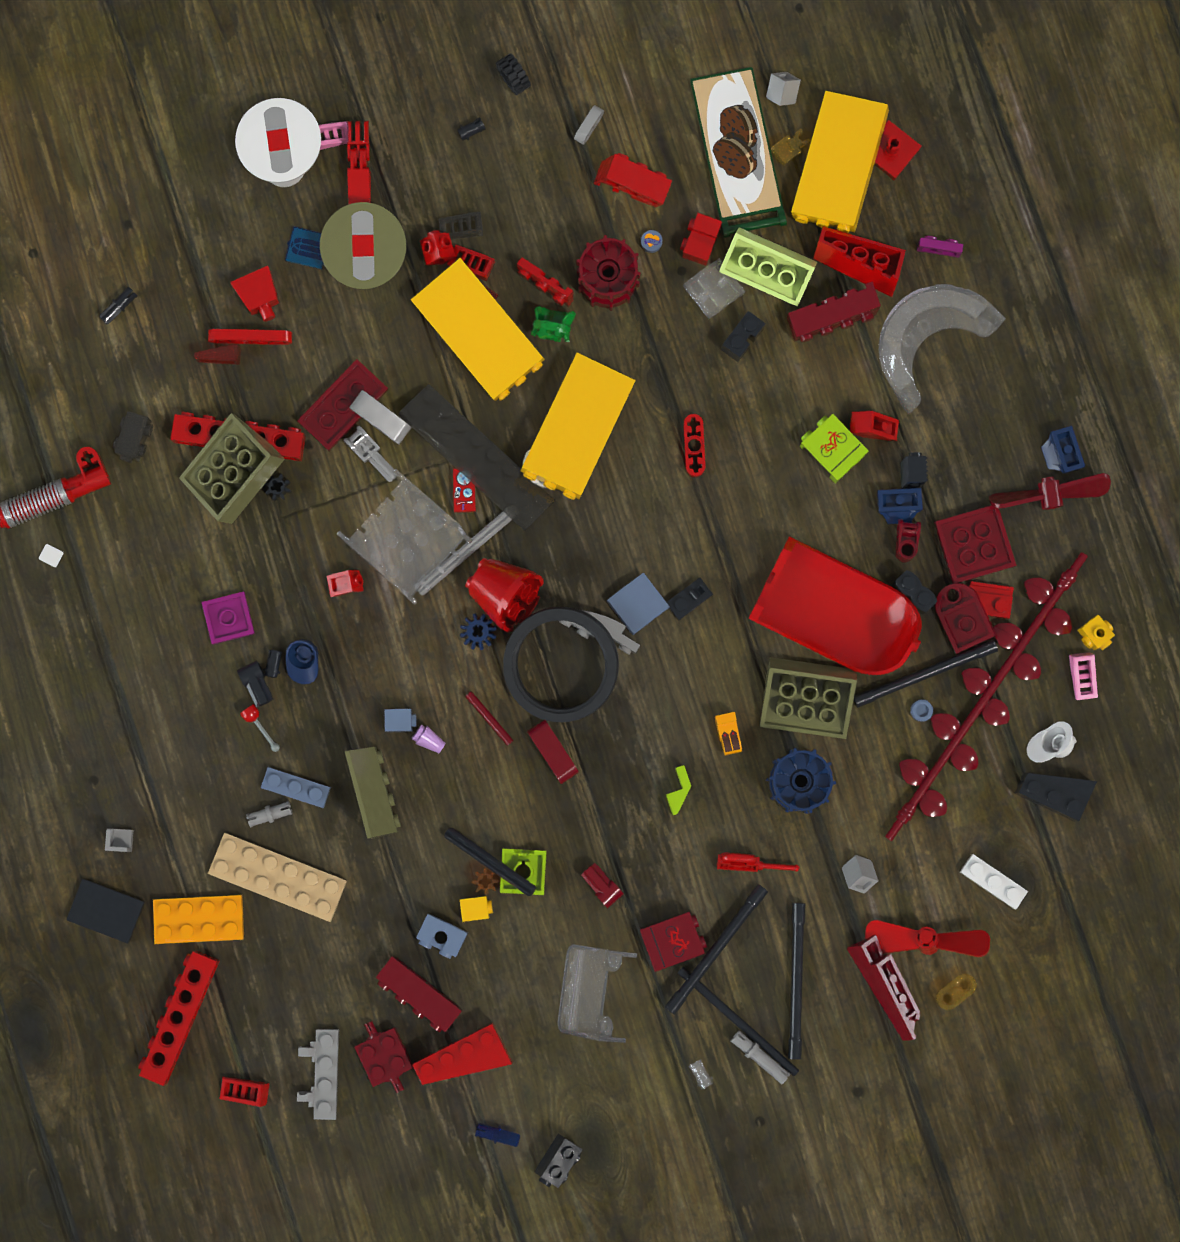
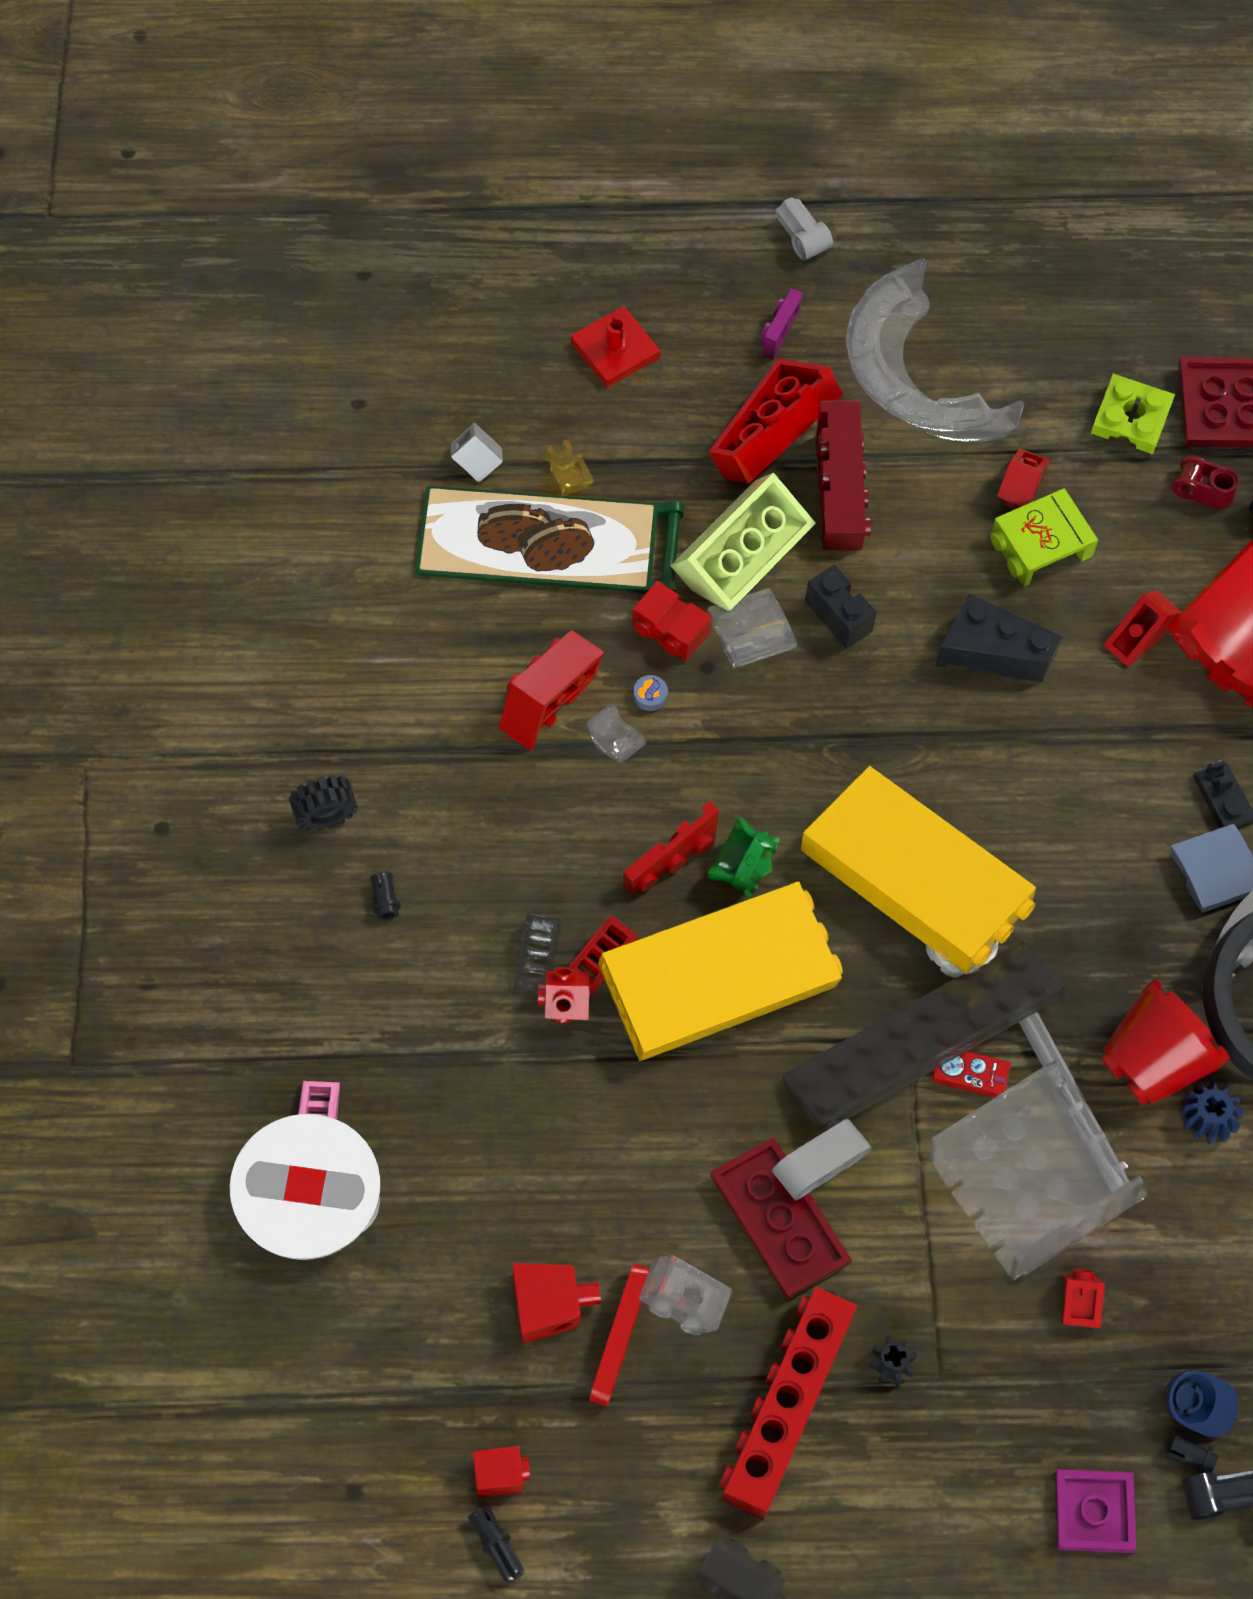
camera: 75 degrees left, 20 degrees down
(155, 295) = (500, 1471): none -> red brick
(222, 355) = (641, 1380): clear red slope -> none
(231, 469) = (846, 1422): olive slope -> none
(283, 353) = (685, 1295): none -> clear brick
(304, 248) = (494, 1203): piece -> none
(358, 178) = (410, 1087): red arm -> none
(363, 245) = (530, 1100): olive piece -> none
(368, 450) = (867, 1201): light grey connector -> none
(589, 124) = (439, 725): light grey beam -> none
(612, 255) = (691, 724): dark red piece -> none
(614, 226) = (614, 735): none -> clear bracket
(688, 430) = (980, 710): red beam -> none
(748, 436) = (998, 642): none -> black wedge
(788, 523) = (1141, 627): none -> red slope
(840, 162) = (616, 407): yellow brick -> none
(899, 504) = (1148, 476): dark blue slope -> none
(913, 471) = (1109, 439): black brick -> none
(953, 471) = (1152, 410): none -> lime brick
(1015, 244) = (806, 234): none -> light grey piece
(1051, 492) = (1183, 293): dark red piece -> none
(1062, 451) = (1123, 260): dark blue slope -> none

